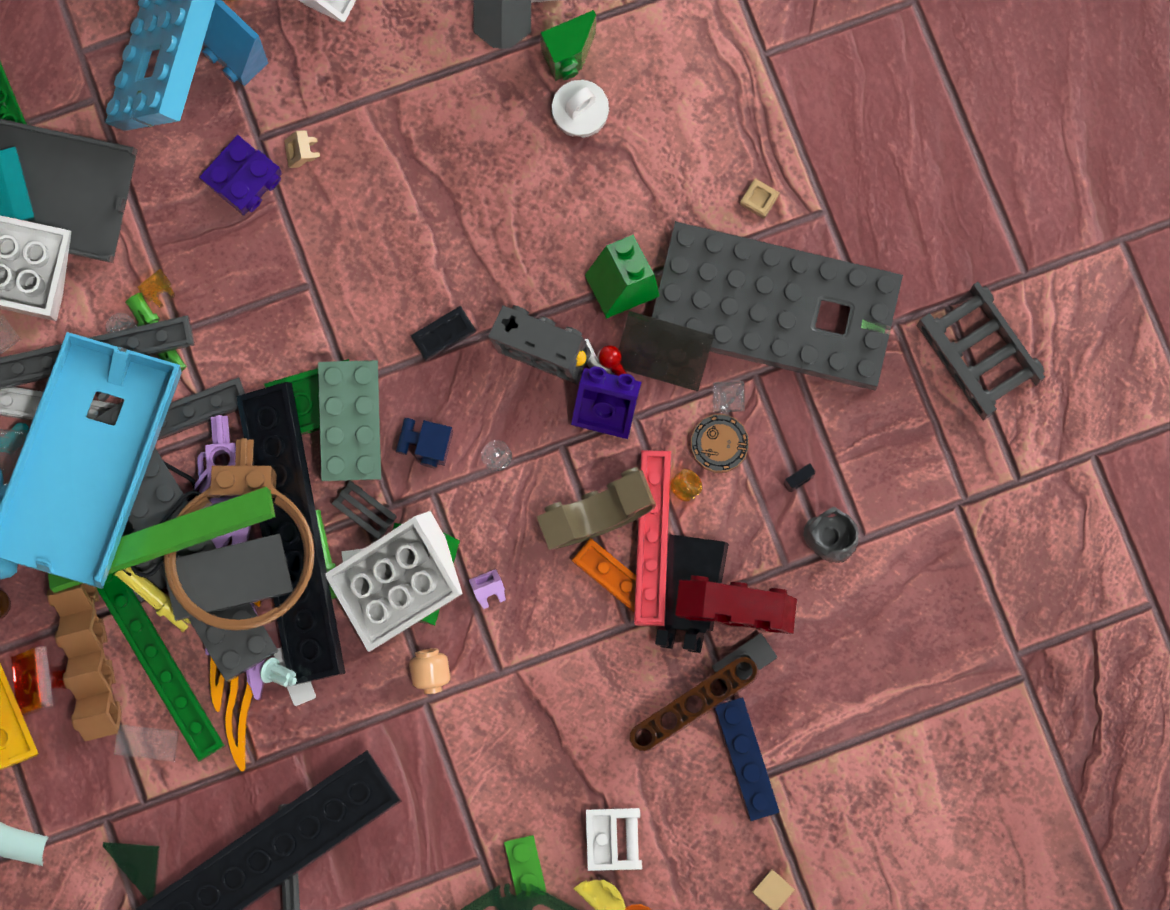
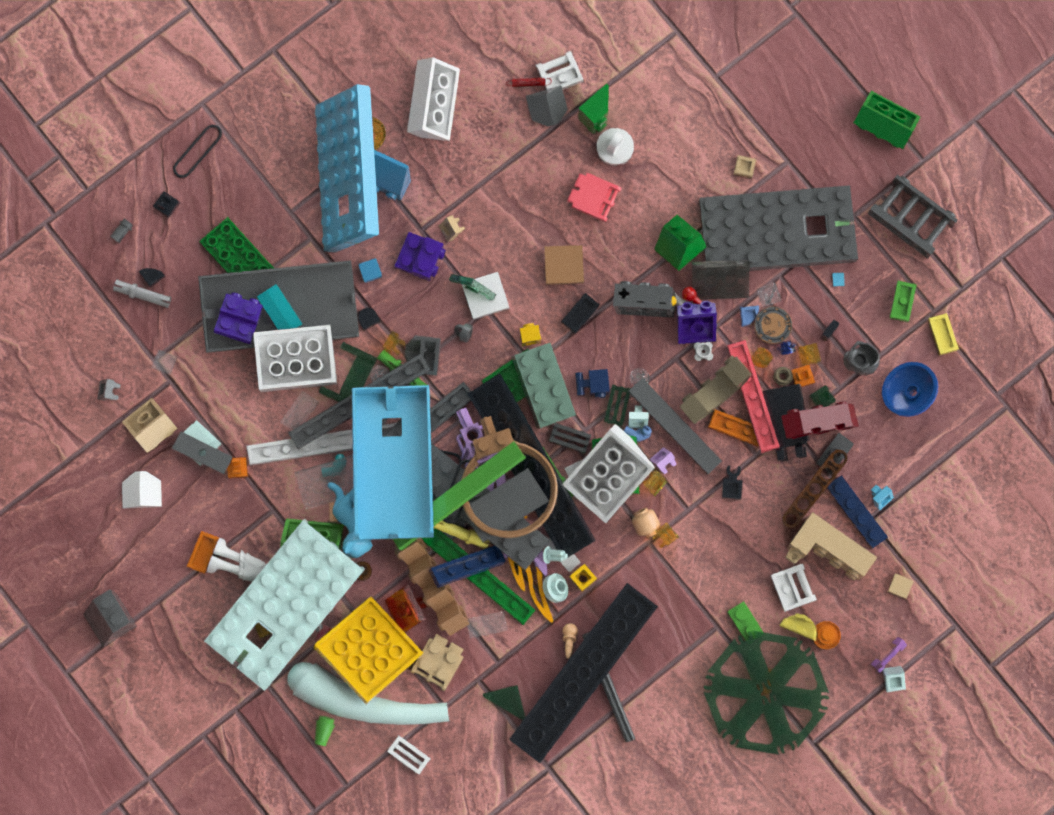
camera: 20 degrees left, 0 degrees up
(58, 773) = (439, 661): none -> tan plate
(89, 317) = (357, 375): none -> clear green plate
(135, 240) = (368, 318): none -> black tile
(143, 647) = (467, 566): none -> dark blue plate
(163, 172) = (370, 270): none -> dark azure tile
(204, 315) = (428, 348): none -> dark grey slope
(263, 722) = (555, 588): none -> light aqua plate
(263, 794) = (570, 632): none -> light nougat bar
(266, 307) = (466, 332): none -> dark grey tile
(298, 719) = (583, 570): none -> yellow plate
(300, 243) = (472, 285): none -> clear green tile
(315, 263) = (482, 306): none -> white tile
(358, 340) = (530, 334): none -> yellow plate
(440, 479) = (613, 421): none -> clear green tile
(444, 255) = (564, 265): none -> medium nougat tile
(453, 698) = (667, 534): none -> clear yellow tile
(463, 617) = (654, 482): none -> clear yellow tile
(468, 539) = (641, 434): none -> medium blue arm
(472, 514) = (638, 418): none -> light aqua tile
(522, 169) = (593, 196): none -> coral plate
(522, 543) = (674, 426): none -> dark grey tile
(574, 660) = (732, 487): none -> black plate
(600, 440) = (703, 346): none -> white plate
(689, 416) = (748, 314): none -> medium blue tile
(689, 793) = (833, 545): none -> tan hinge
(711, 514) = (782, 370): none -> dark tan plate
(727, 482) = (787, 347): none -> clear blue plate
(737, 532) = (803, 376): none -> orange tile
(755, 573) = (822, 397): none -> clear green tile
(758, 503) = (809, 354): none -> clear yellow tile
(791, 749) = (881, 497): none -> medium azure tile
(840, 407) = (838, 279): none -> medium azure window
(877, 594) = (903, 382): none -> blue dish
(923, 471) = (902, 301): none -> bright green plate
(966, 538) = (943, 334): none -> light yellow tile
(991, 197) = (886, 120): none -> green slope

